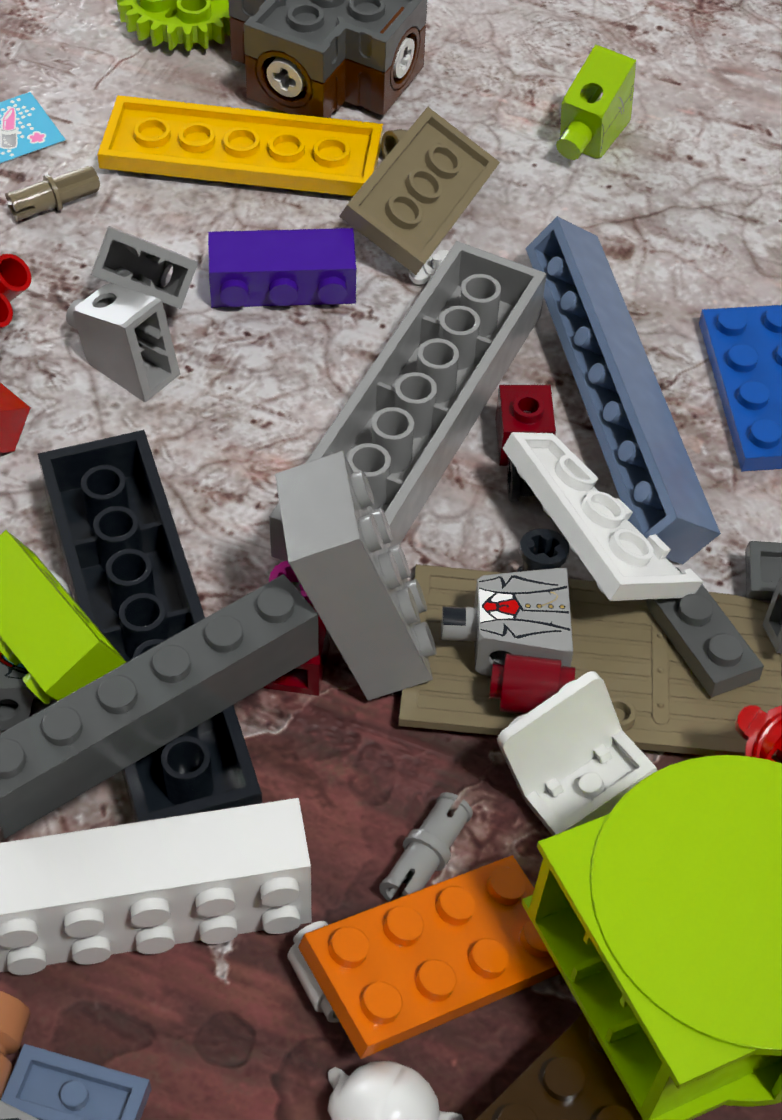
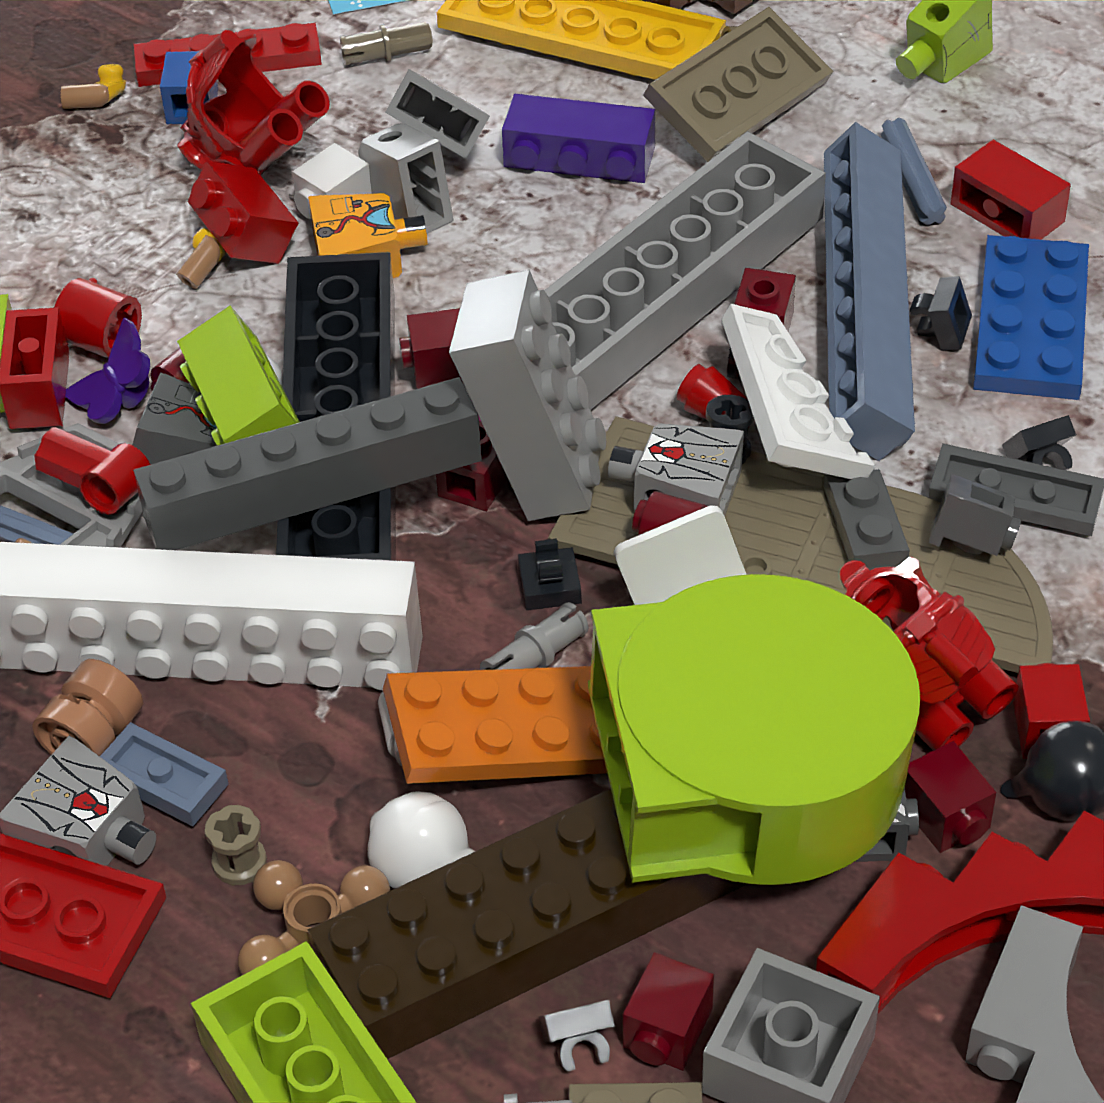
camera: 20 degrees right, 5 degrees down
(49, 358) = (330, 173): none -> white brick
(94, 403) = (363, 226): none -> light orange torso
(222, 523) = (429, 347): none -> dark red brick
(411, 762) = (549, 576): none -> black tile
(504, 525) = (701, 387): none -> red cone
(628, 276) = (915, 173): none -> sand blue axle
(693, 399) = (946, 311): none -> black tile
(708, 263) = (1009, 193): none -> red brick

